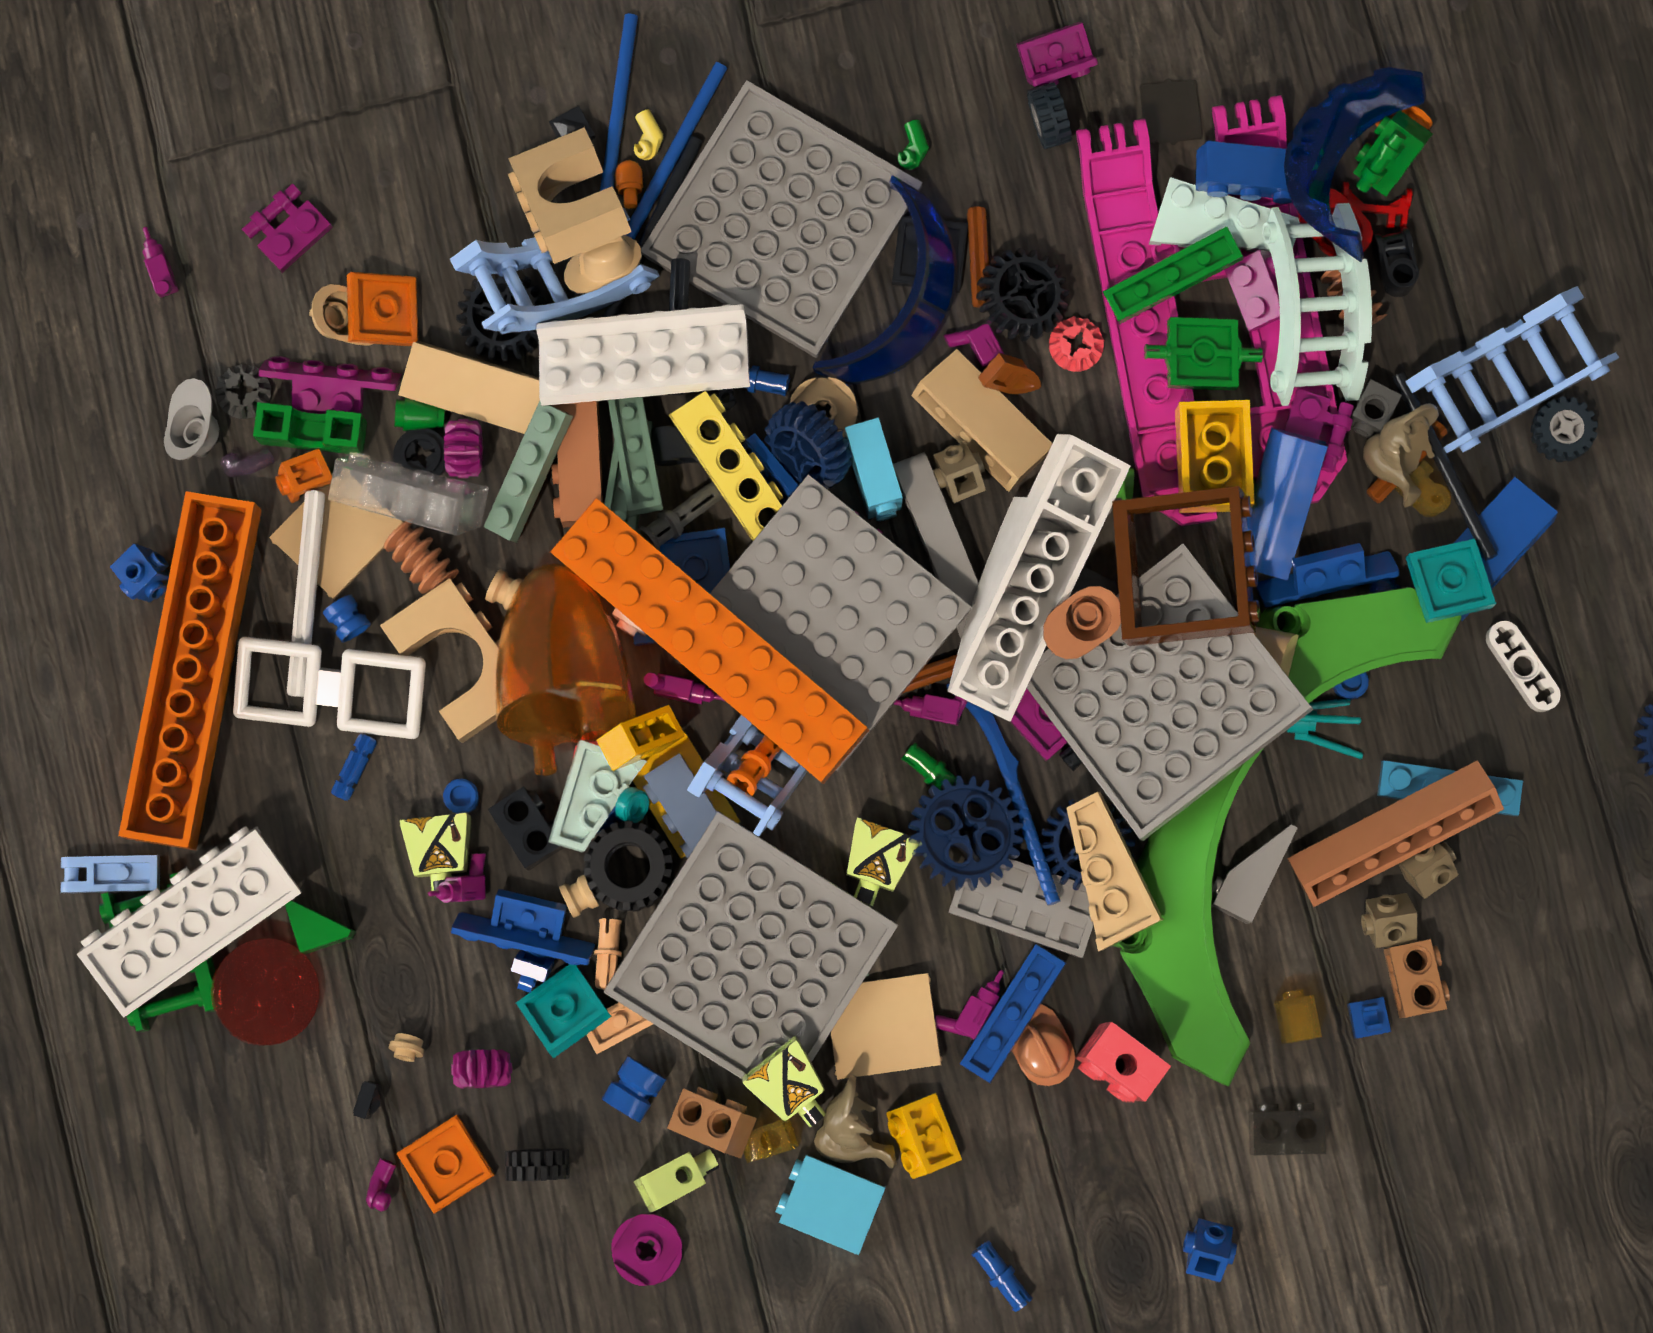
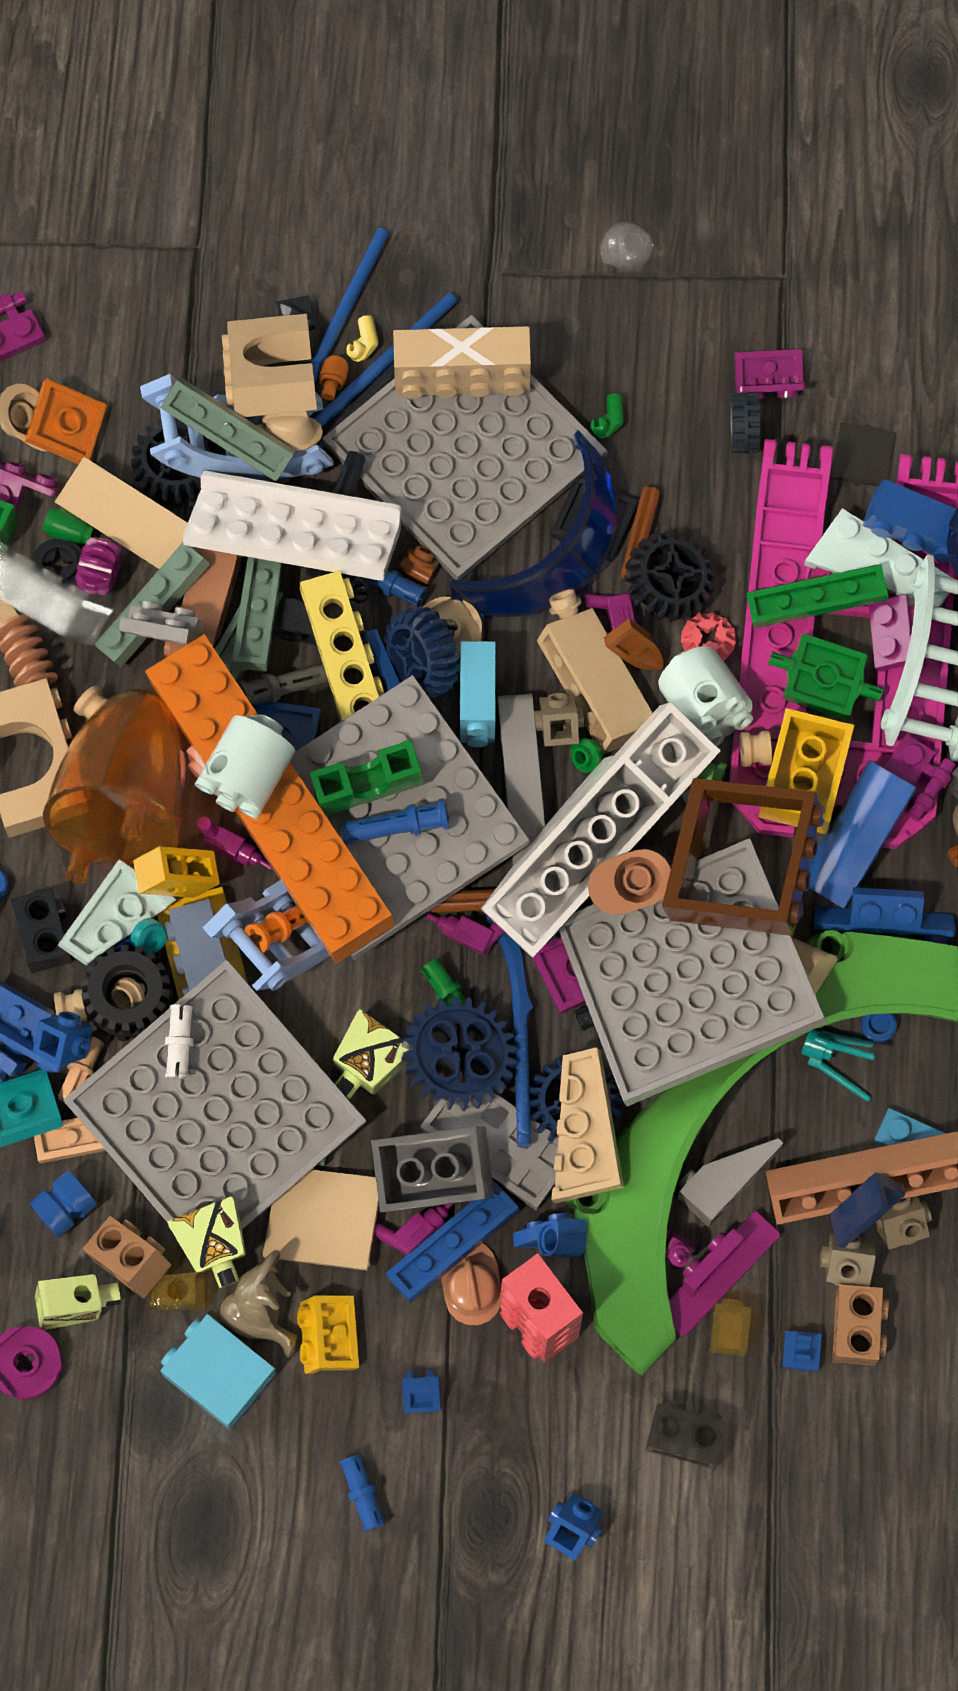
camera: 15 degrees right, 10 degrees down
(549, 277) = (227, 428): none -> sand green plate
(549, 497) = (153, 623): none -> light grey plate
(584, 933) = (62, 1039): none -> blue brick
(629, 867) = (127, 993): none -> tan plate
(684, 624) = (246, 764): none -> light aqua cylinder
(698, 905) = (179, 1041): none -> white pin
(756, 137) = (462, 361): none -> tan brick
(774, 351) = (419, 564): none -> dark orange plate
(801, 597) = (347, 787): none -> green arch
(855, 623) = (411, 820): none -> blue pin
(929, 352) = (564, 603): none -> tan plate
(976, 953) = (432, 1169): none -> dark grey brick
(995, 498) = (586, 755): none -> green plate
(1027, 1167) = (421, 1393): none -> blue tile
(1094, 406) = (706, 693): none -> light aqua cylinder
(1112, 988) = (555, 1237): none -> blue plate
(1158, 446) = (755, 748): none -> tan wheel
(1229, 958) = (678, 1248): none -> magenta piece
(1272, 965) = (720, 1270): none -> magenta bracket
(1395, 873) = (864, 1207): none -> dark blue panel

